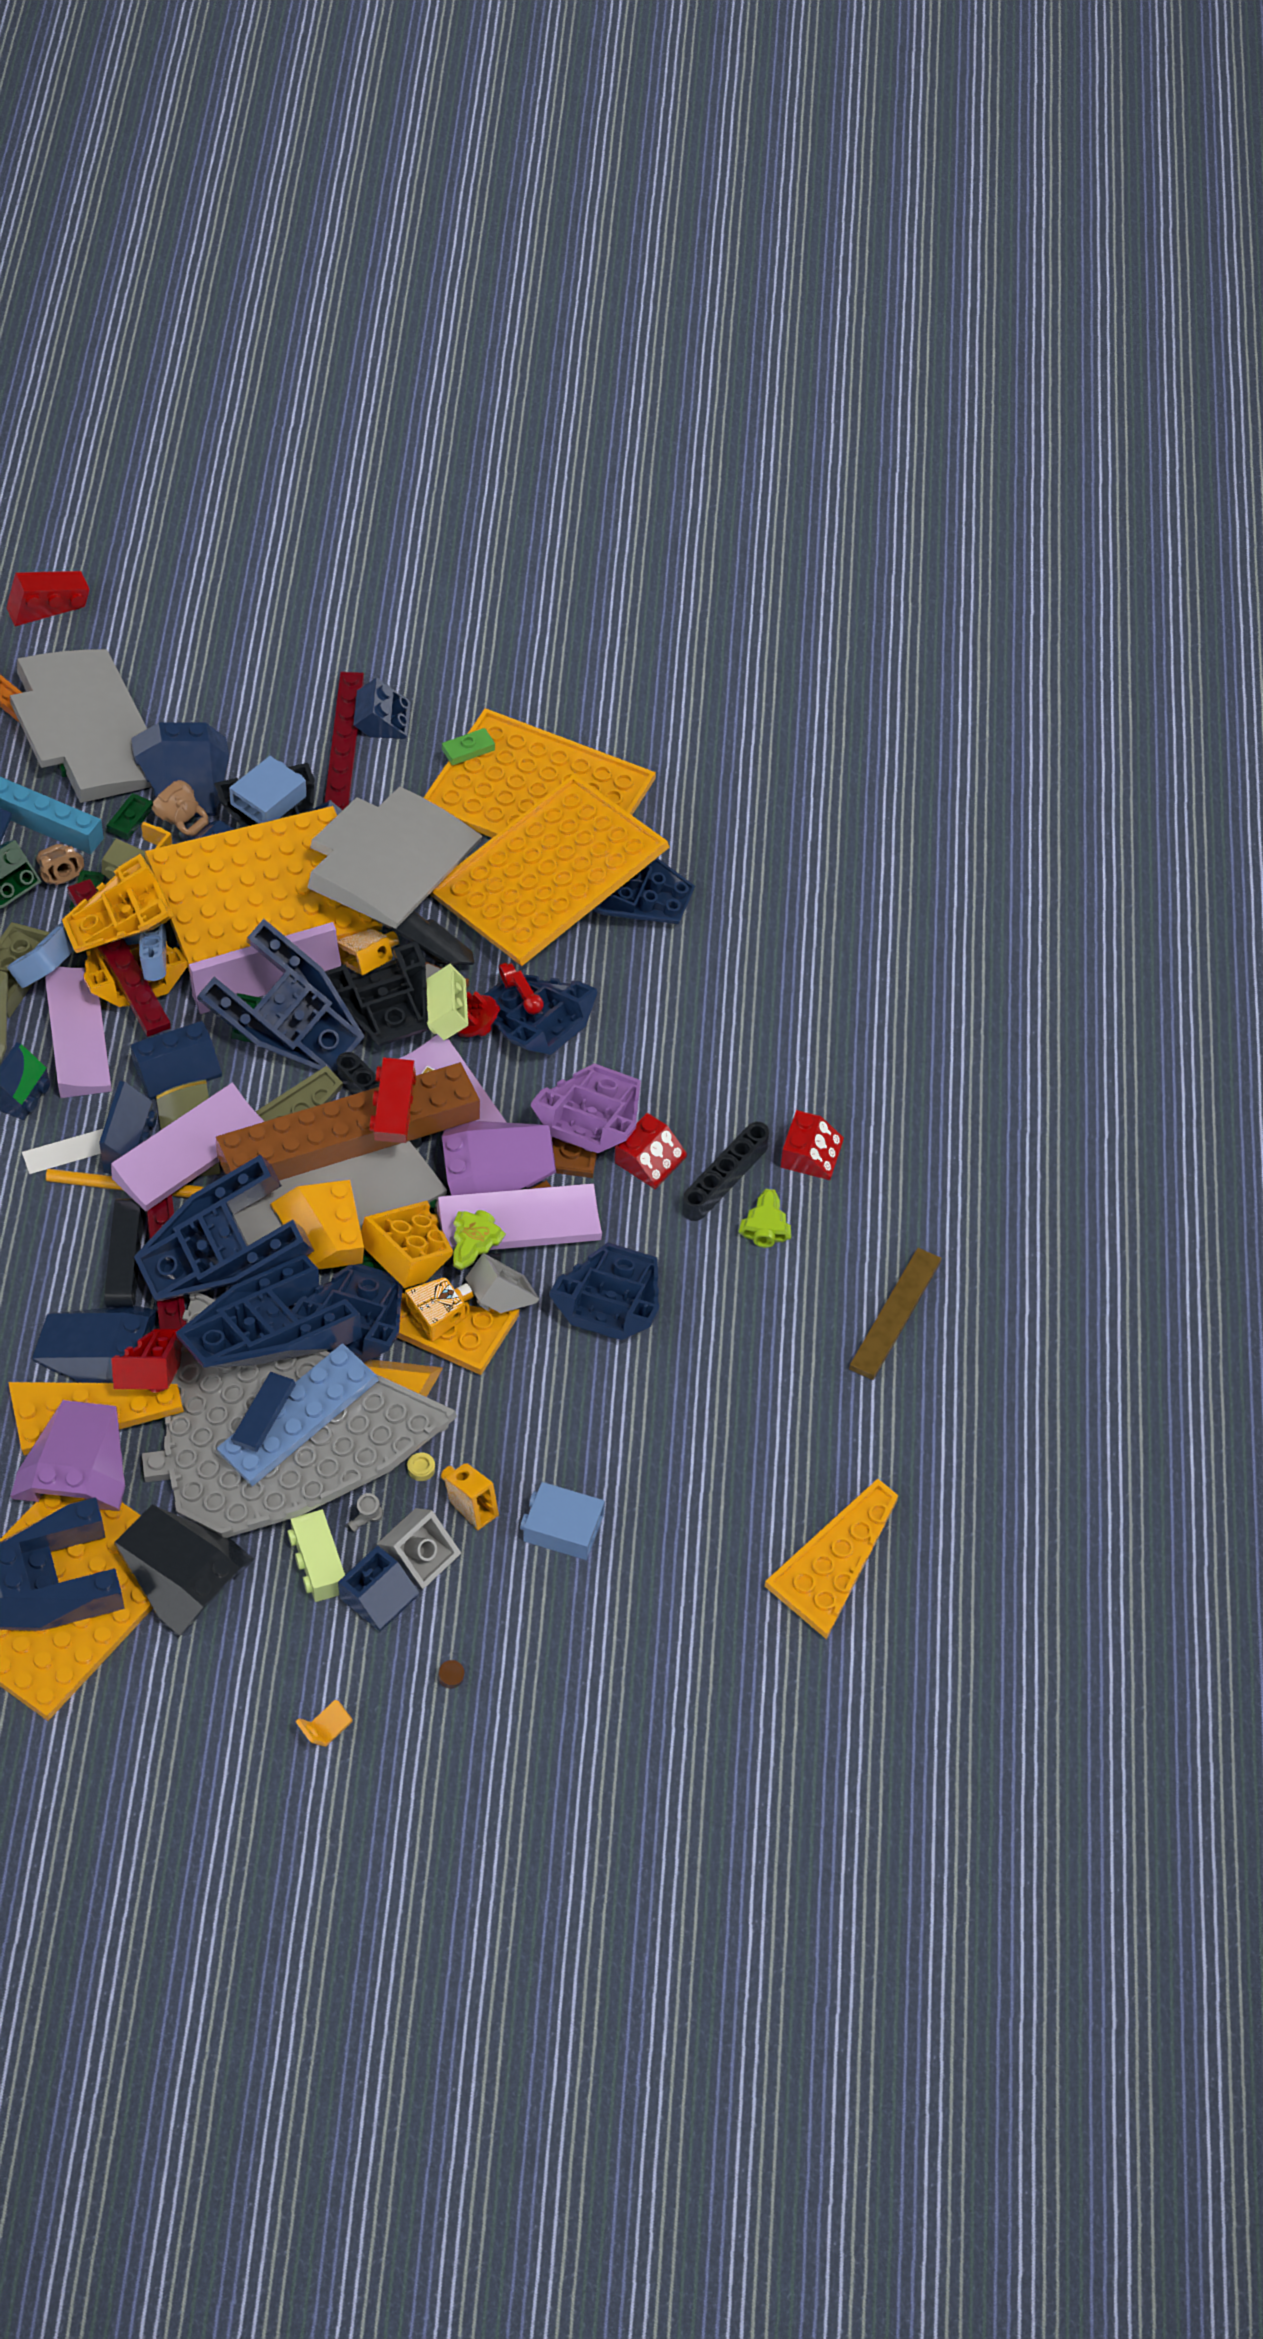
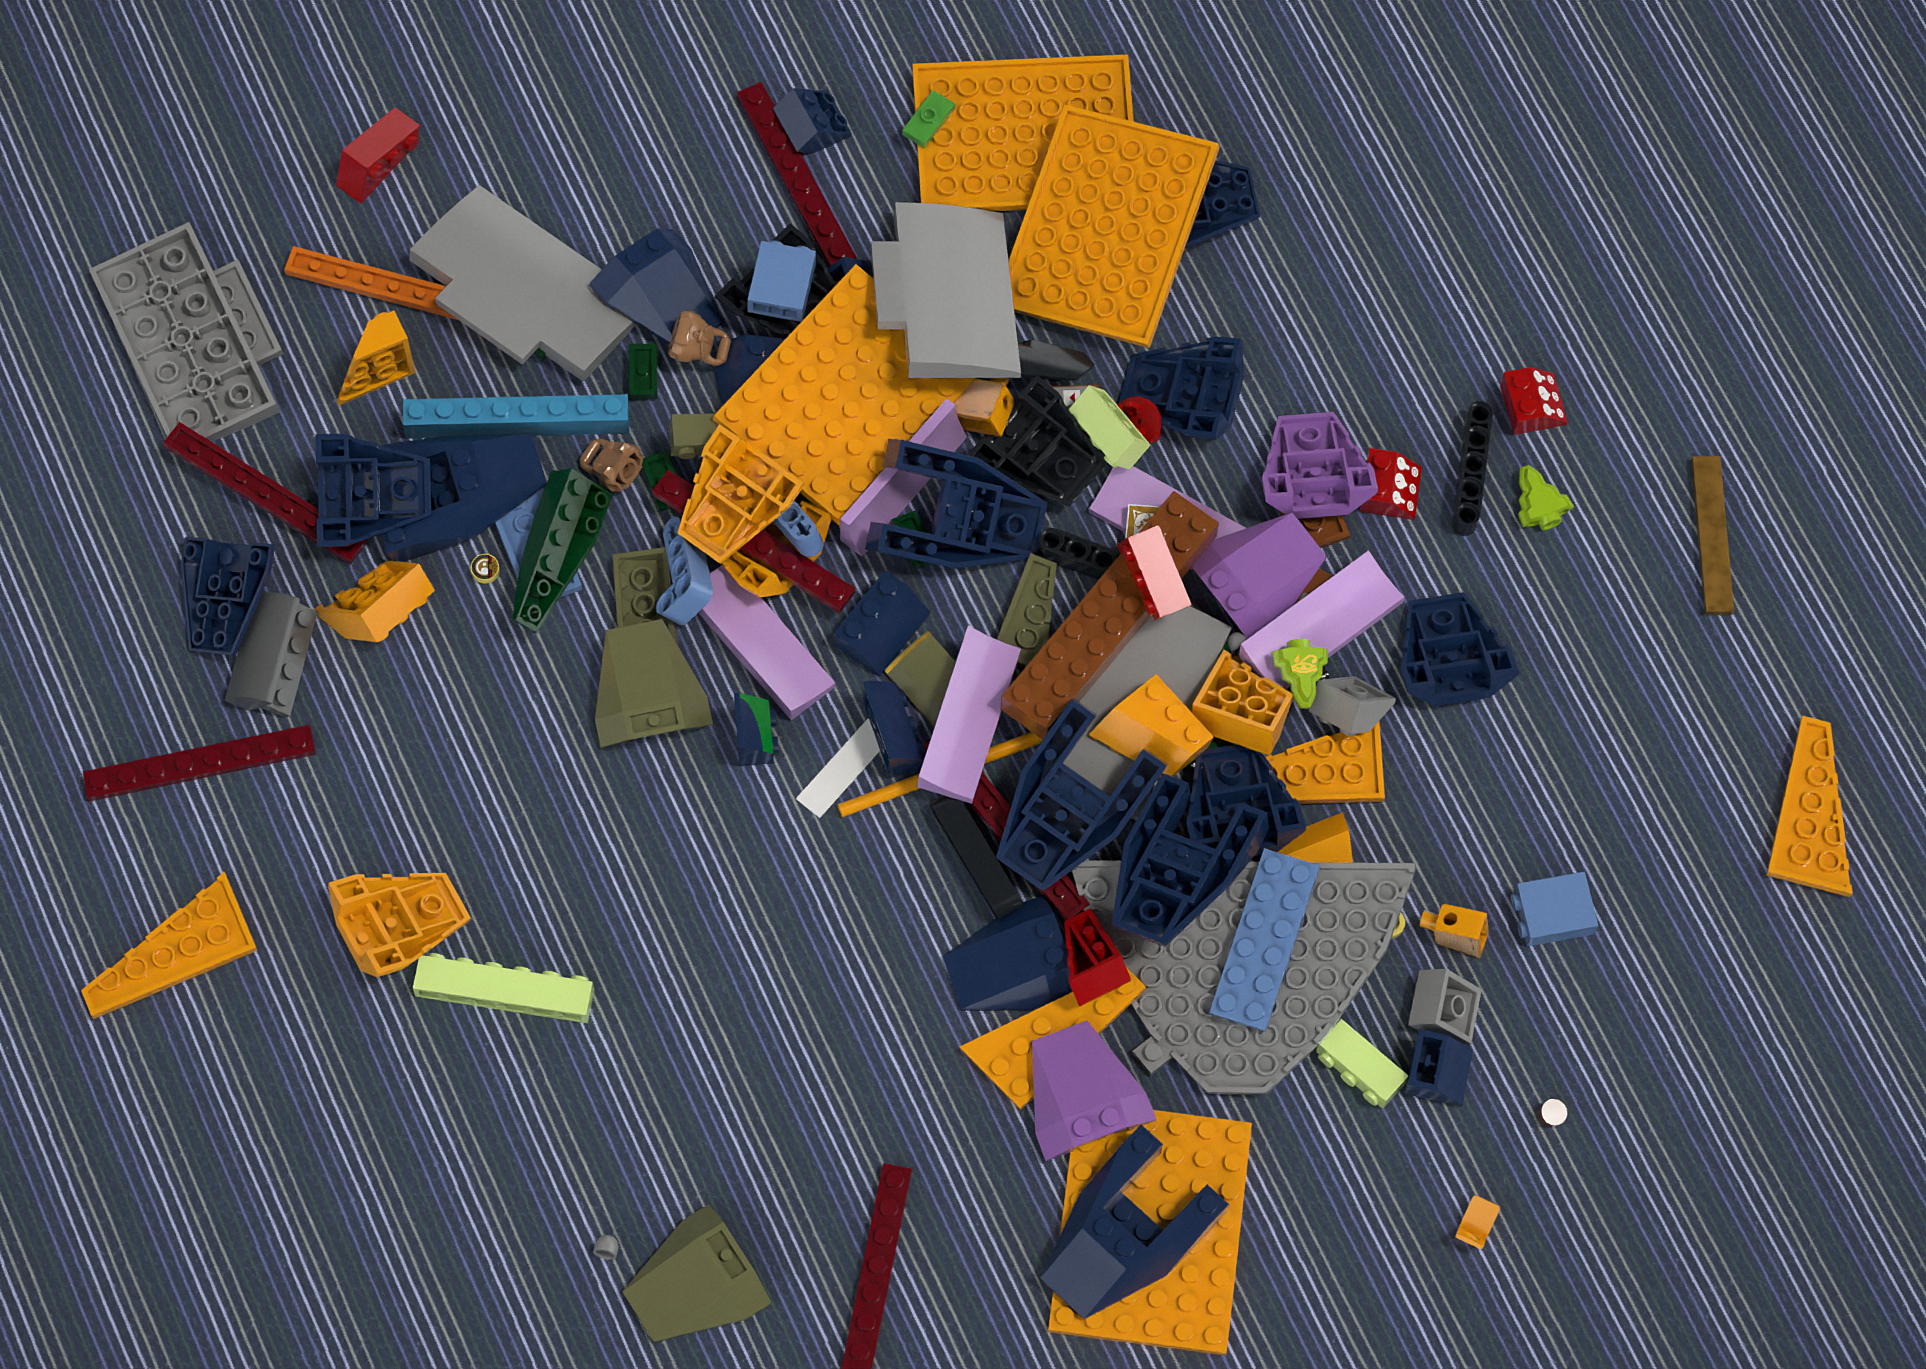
camera: 30 degrees left, 15 degrees up
(156, 835) = (690, 380): light orange bracket -> none
(179, 1565) = (1251, 1144): black wedge -> none
(263, 1411) = (1237, 956): dark blue tile -> none
(369, 1510) = (1382, 994): light grey piece -> none
(437, 1305) = (1309, 756): light orange torso -> none
(532, 1003) = (1142, 364): red piece -> none

